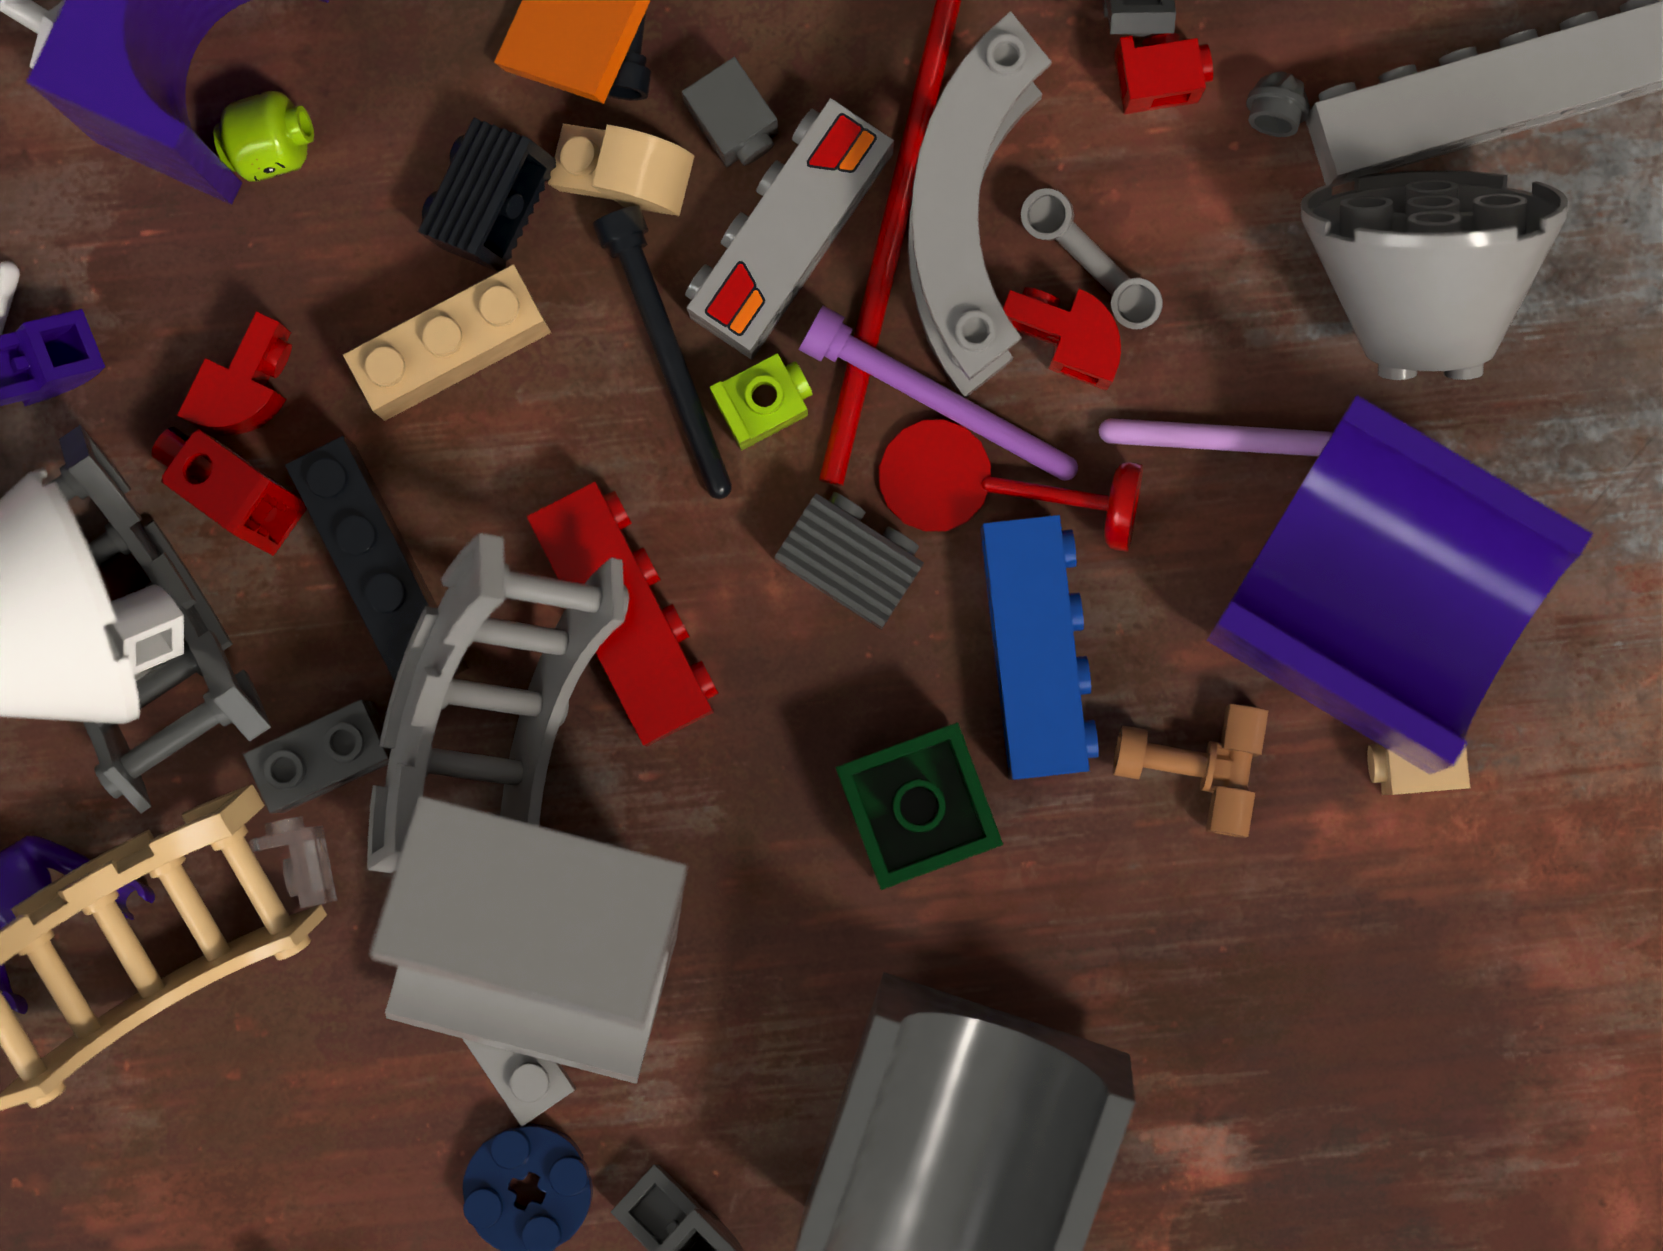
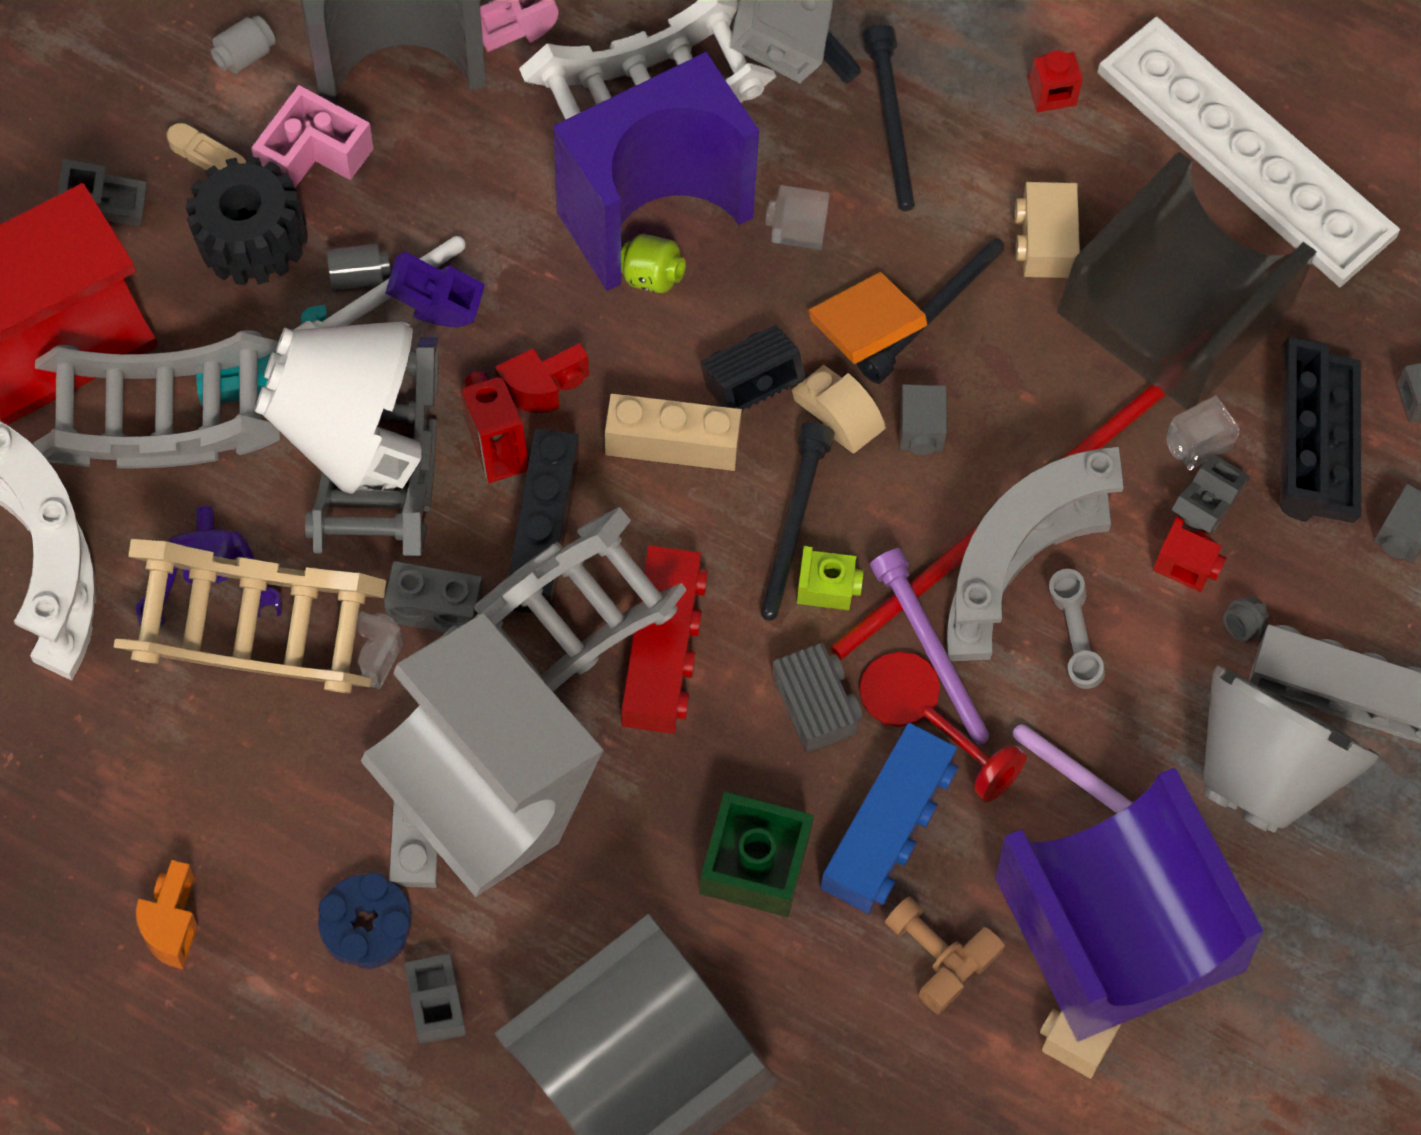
camera: 30 degrees right, 20 degrees down
(789, 228) = (911, 499): light grey brick -> none
(1083, 336) = (1037, 663): red brick -> none

